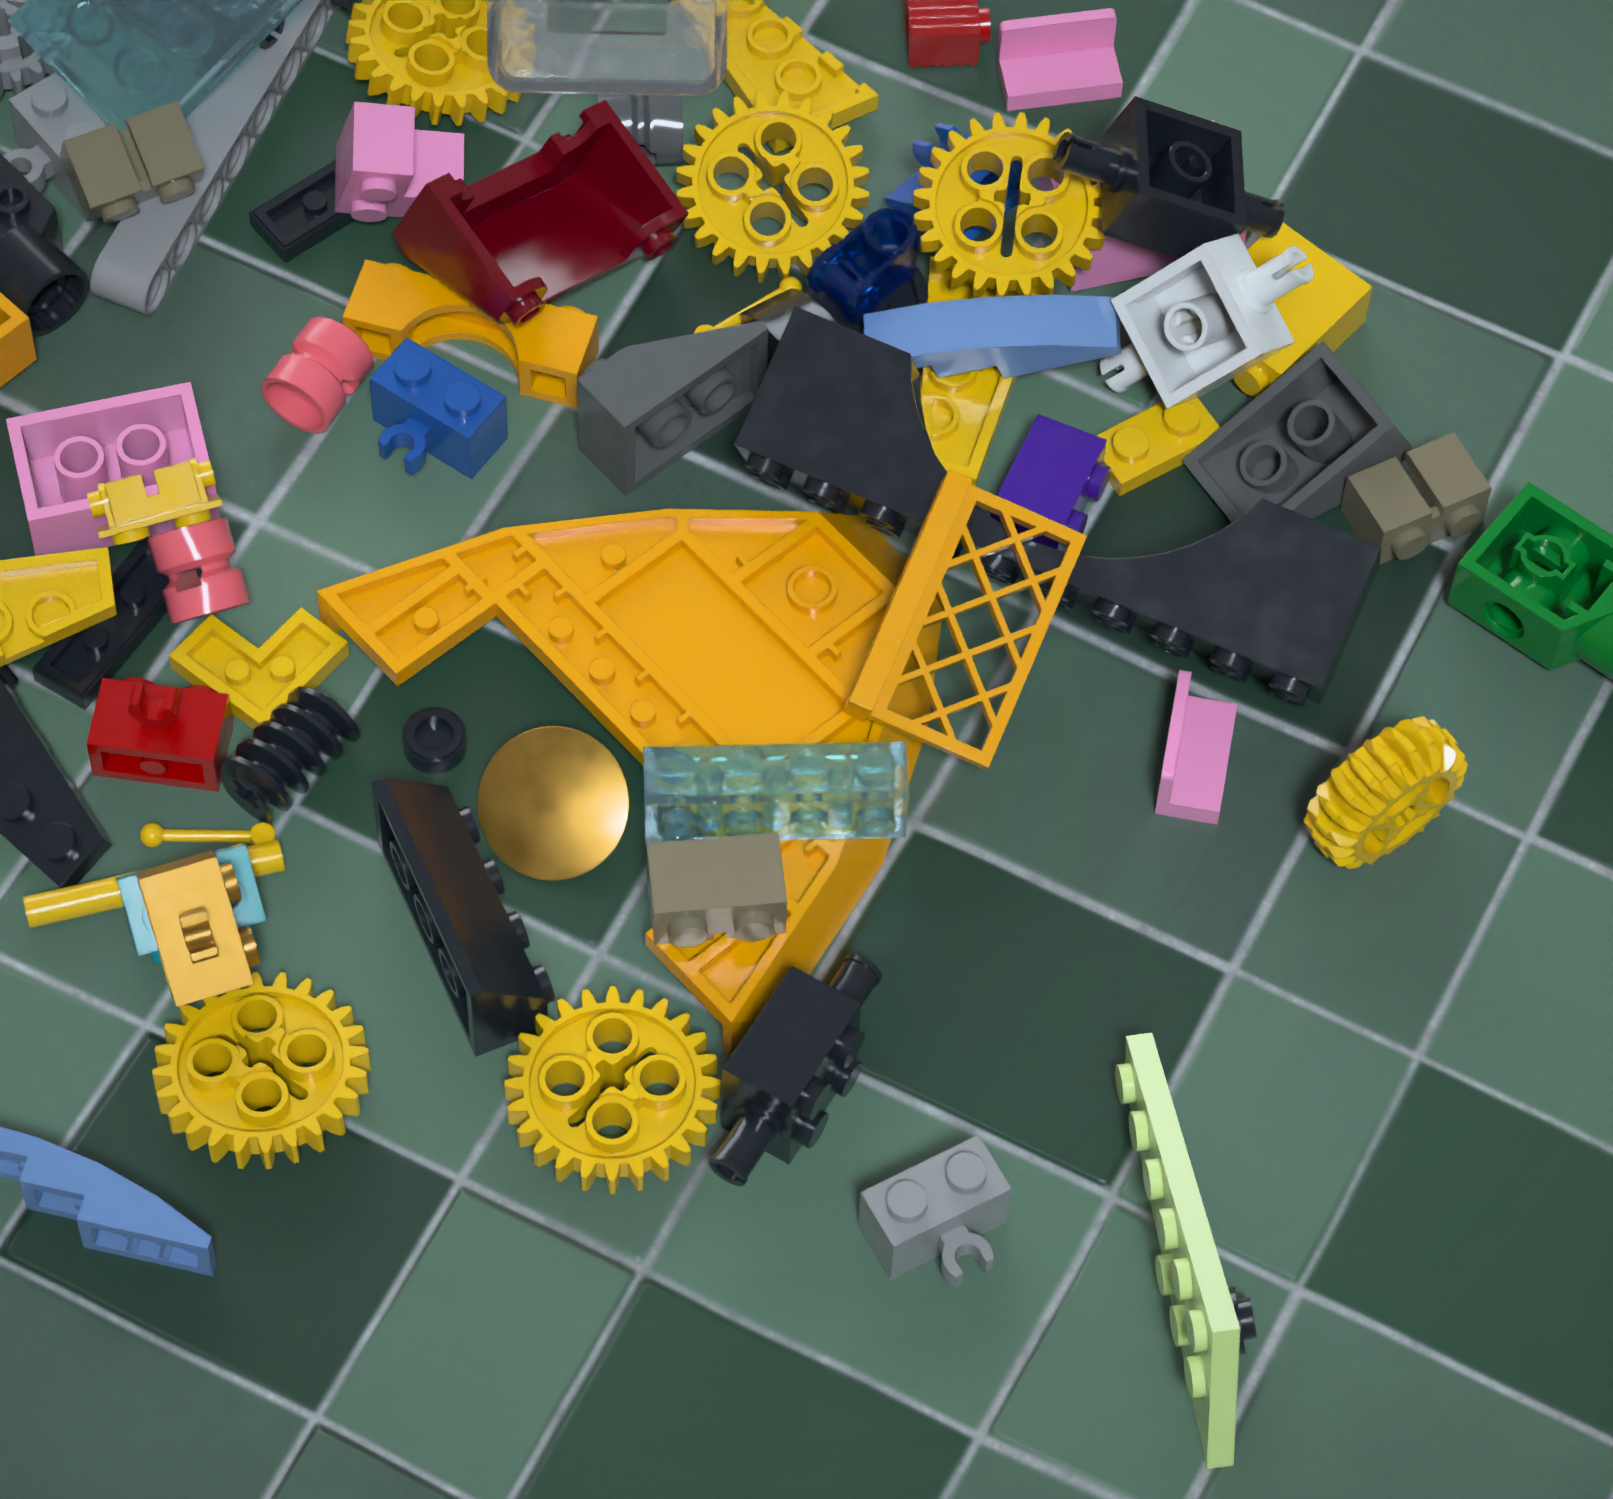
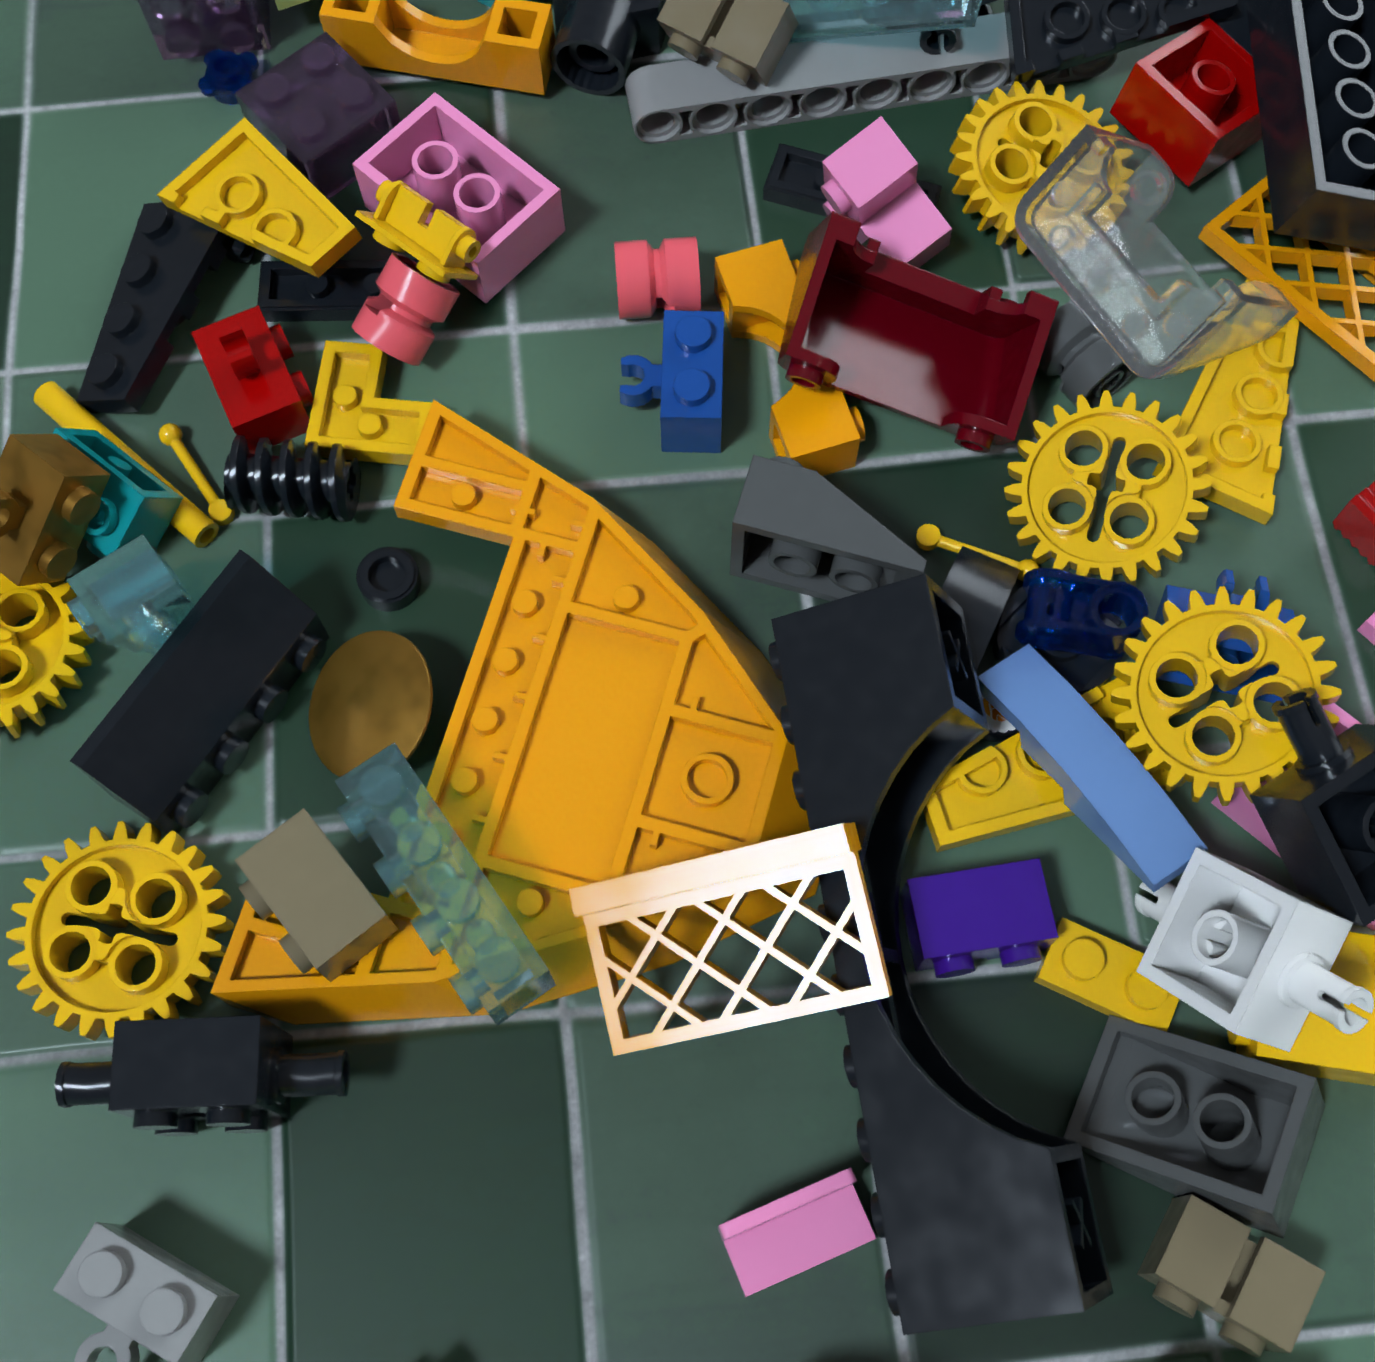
camera: 60 degrees right, 10 degrees up
(363, 873) = (130, 598): none -> clear light blue brick

